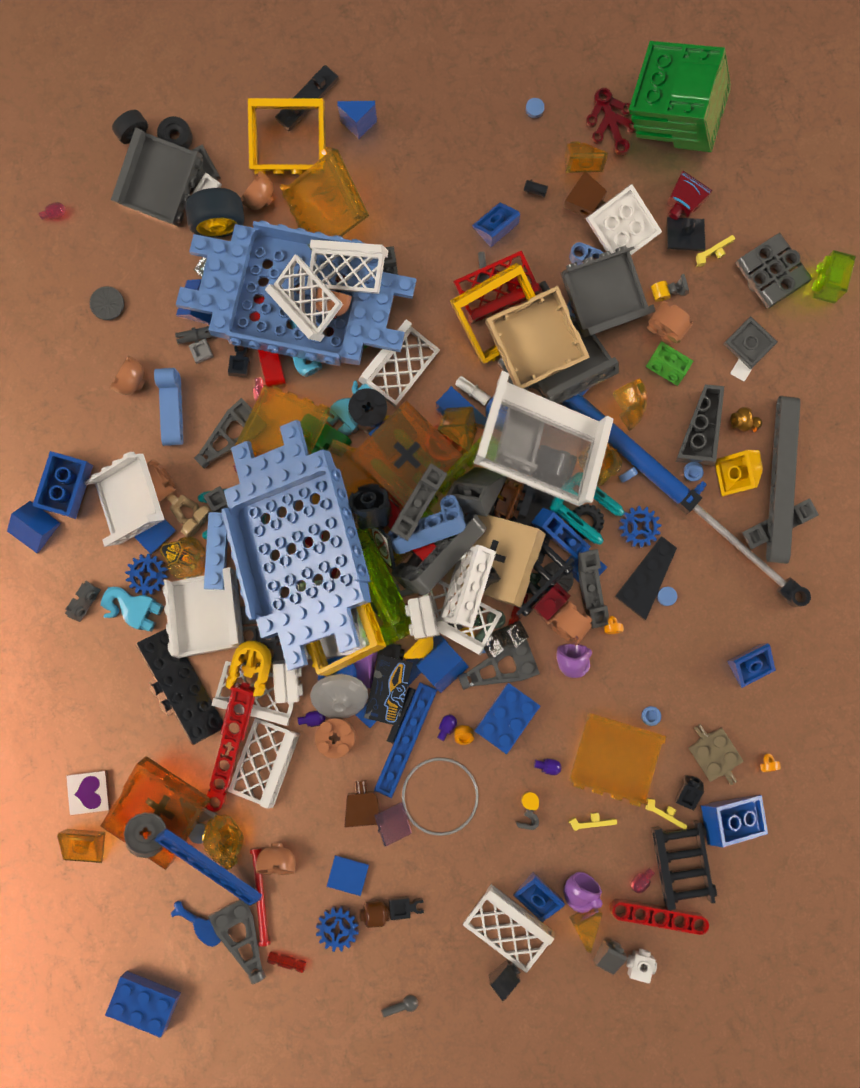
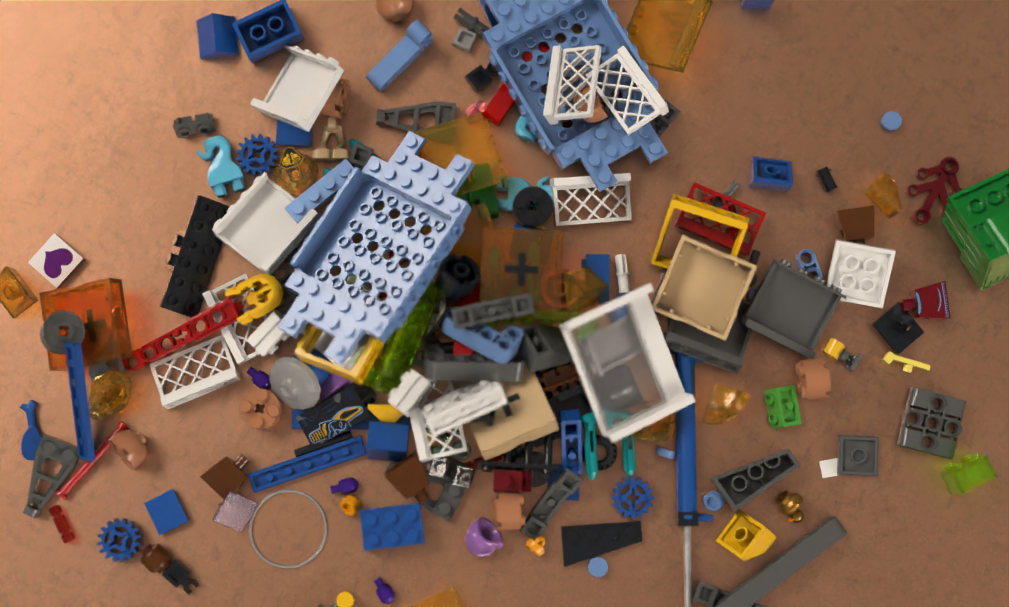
camera: 40 degrees right, 0 degrees up
(483, 673) = (409, 477): none -> reddish brown torso

